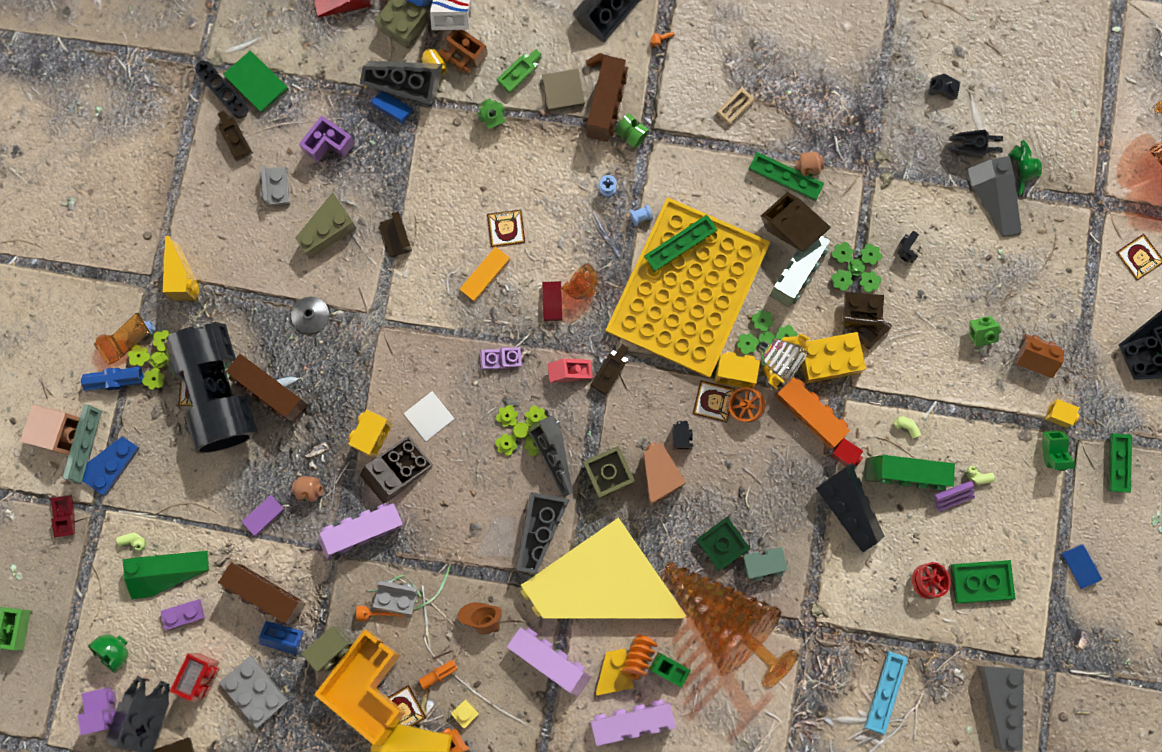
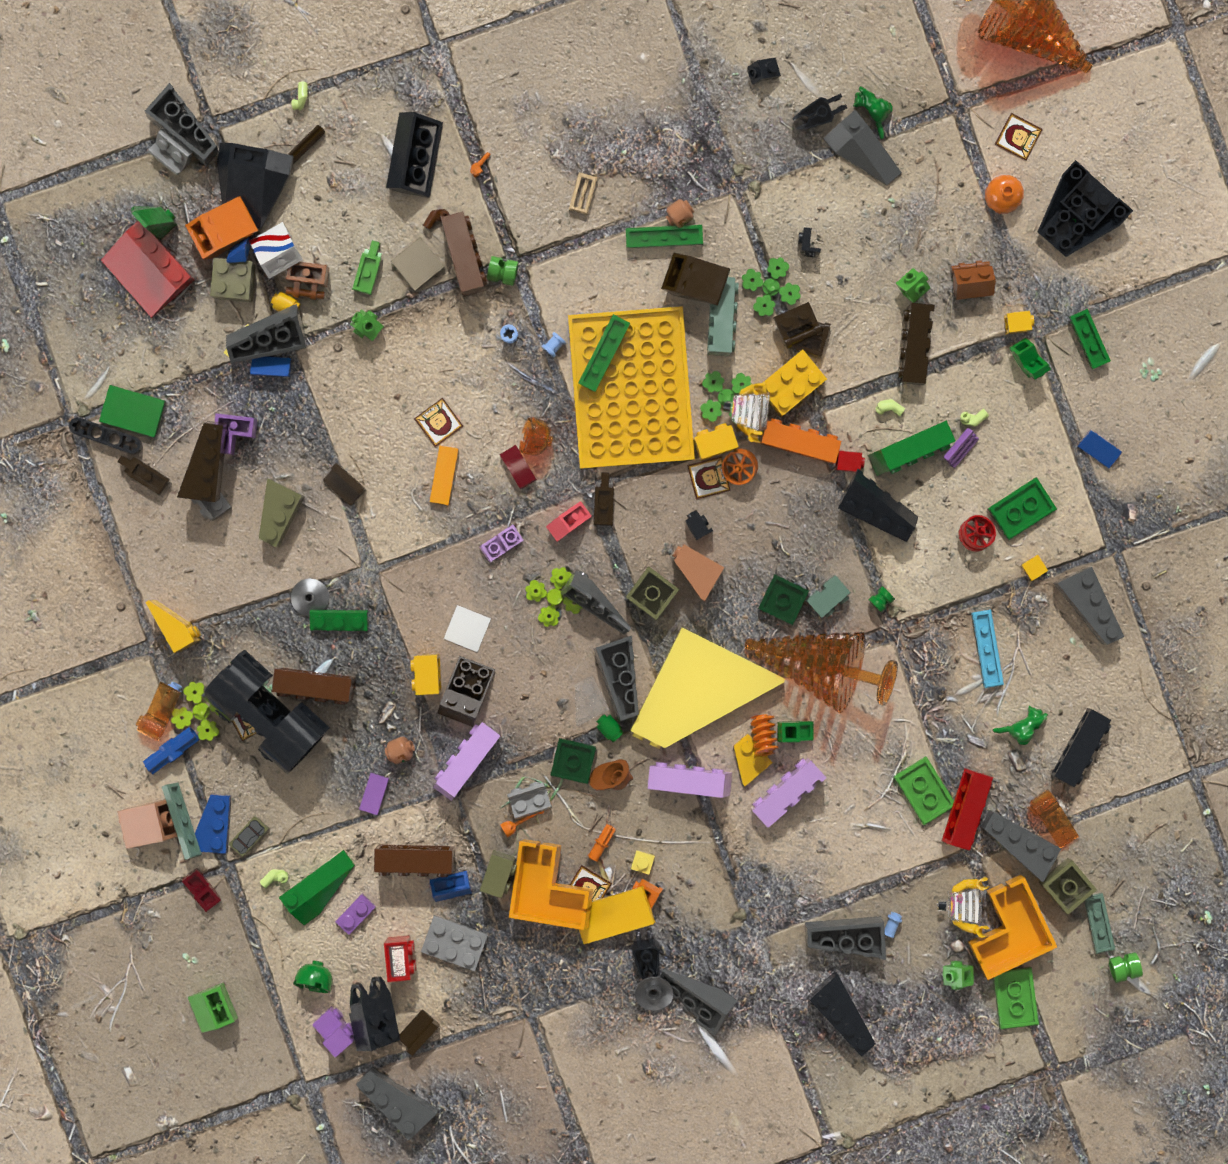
camera: 30 degrees left, 10 degrees up
(132, 491) = (248, 836): none -> tile
(287, 150) = (205, 467): none -> dark brown wedge
(322, 347) = (339, 620): none -> green plate
(454, 584) = (573, 760): none -> dark green plate
(503, 572) = (609, 727): none -> green brick
(812, 593) = (881, 599): none -> green wheel
(961, 381) = (916, 343): none -> dark brown wedge
(967, 641) = (1034, 567): none -> yellow tile
(1104, 297) = (1004, 194): none -> orange cylinder

